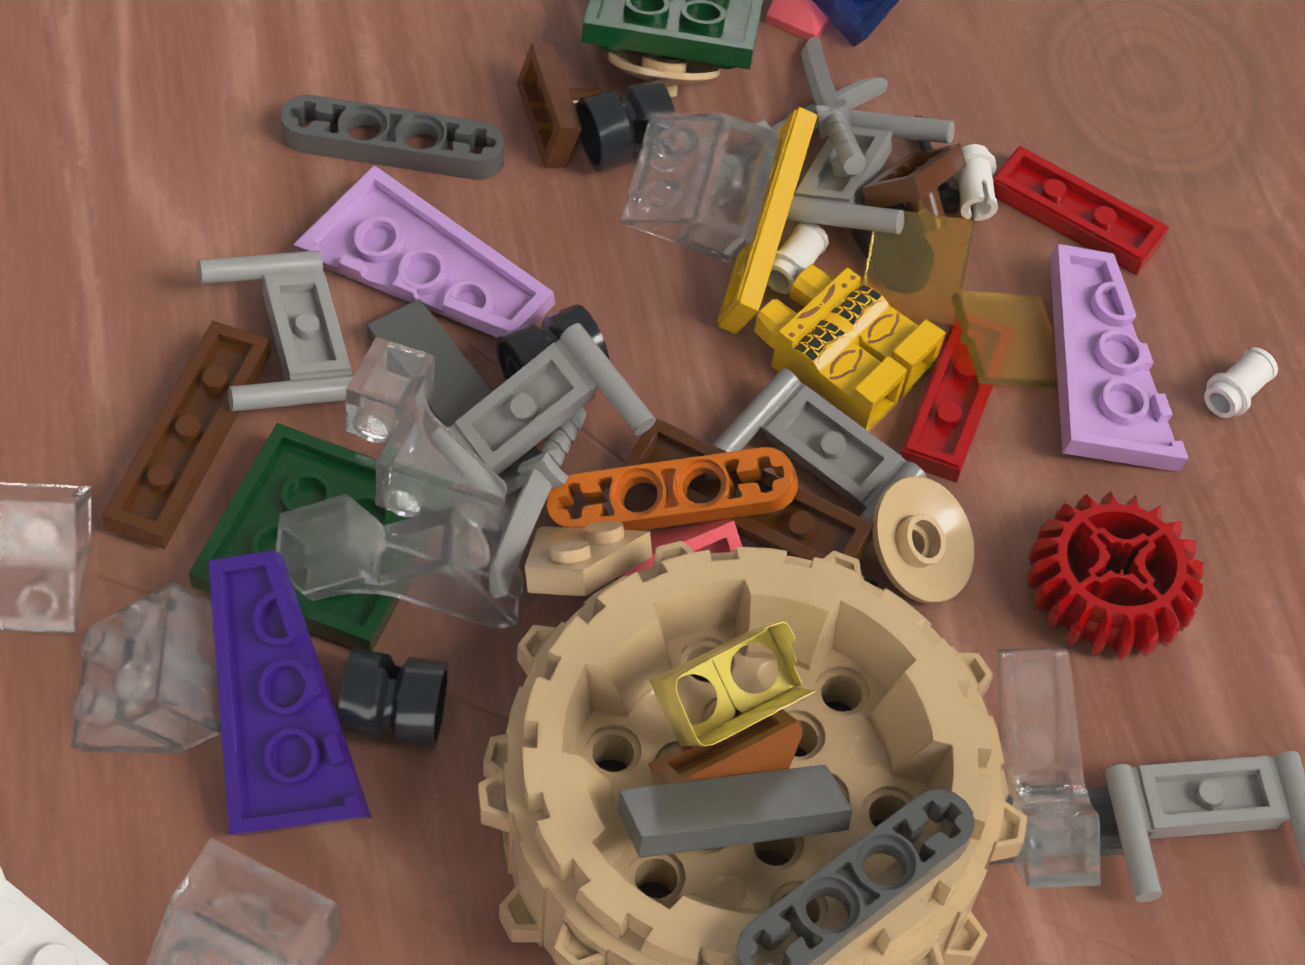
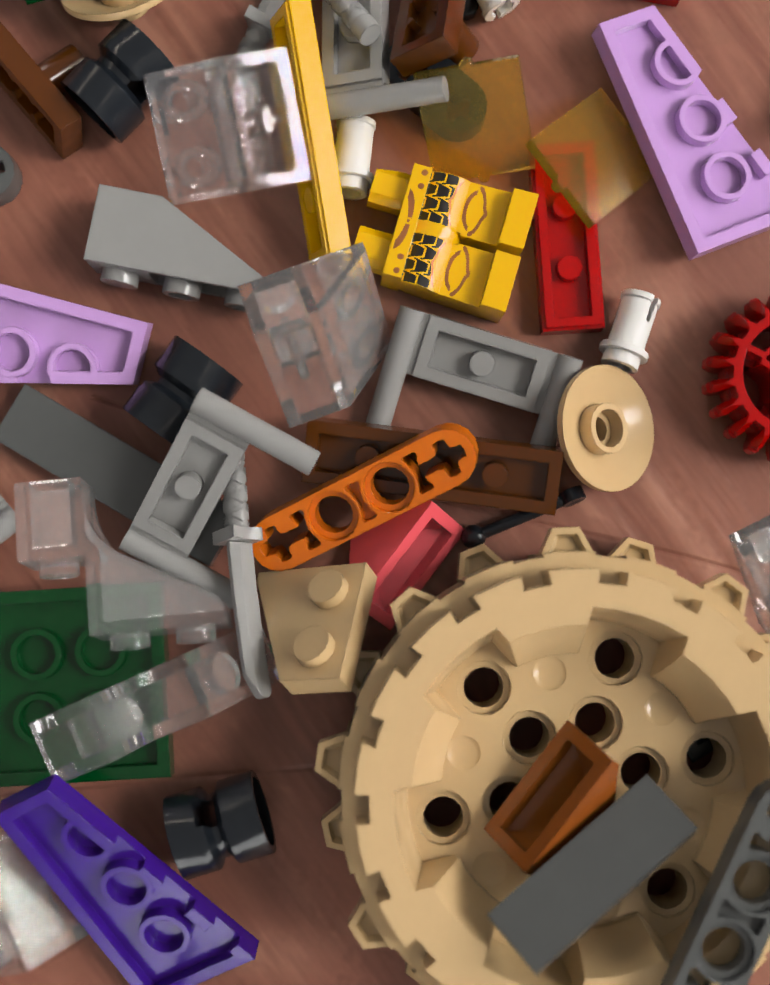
camera: 20 degrees left, 30 degrees up
(599, 253) = (153, 242): none -> light grey slope
(702, 348) = (318, 331): none -> clear slope
(716, 668) = (539, 759): light yellow piece -> none
(984, 481) = (630, 331): none -> white pin

